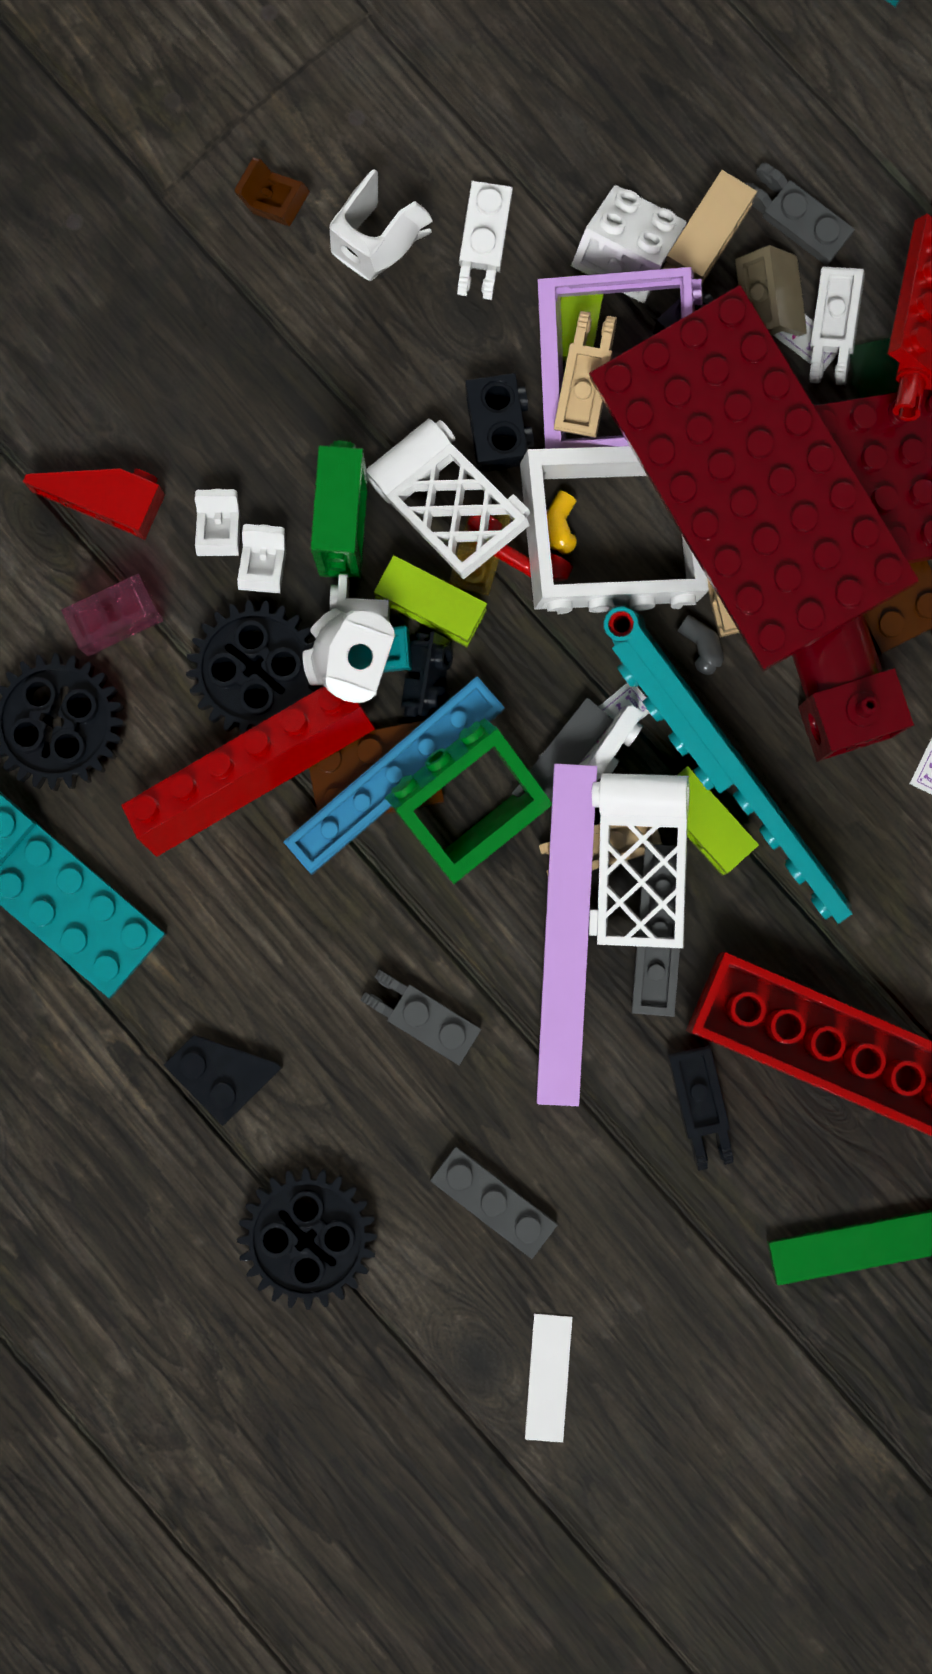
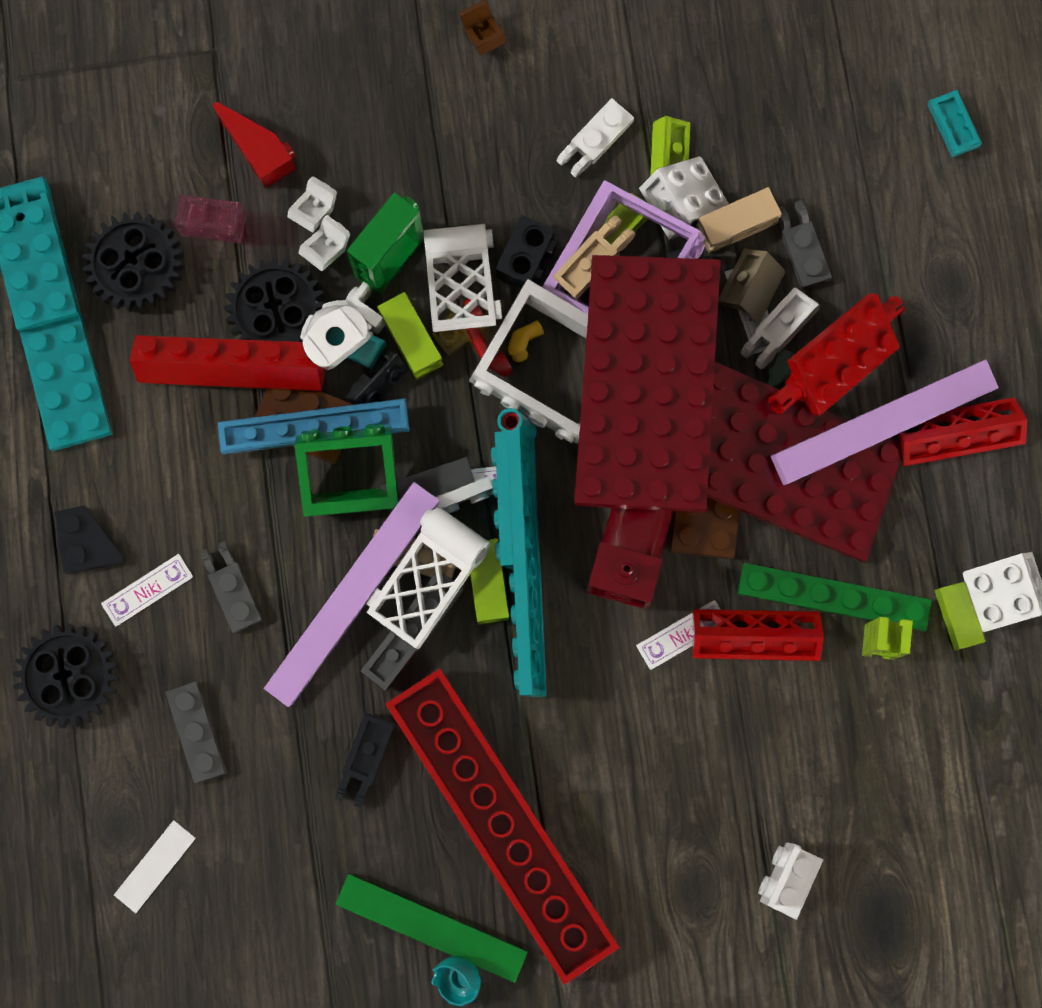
camera: 40 degrees right, 5 degrees down
(328, 1082) = (147, 590): none -> white sticker
(378, 252) = (533, 103): white piece -> none
(570, 194) = (669, 142): none -> lime slope
(707, 642) = (566, 472): dark grey arm -> none

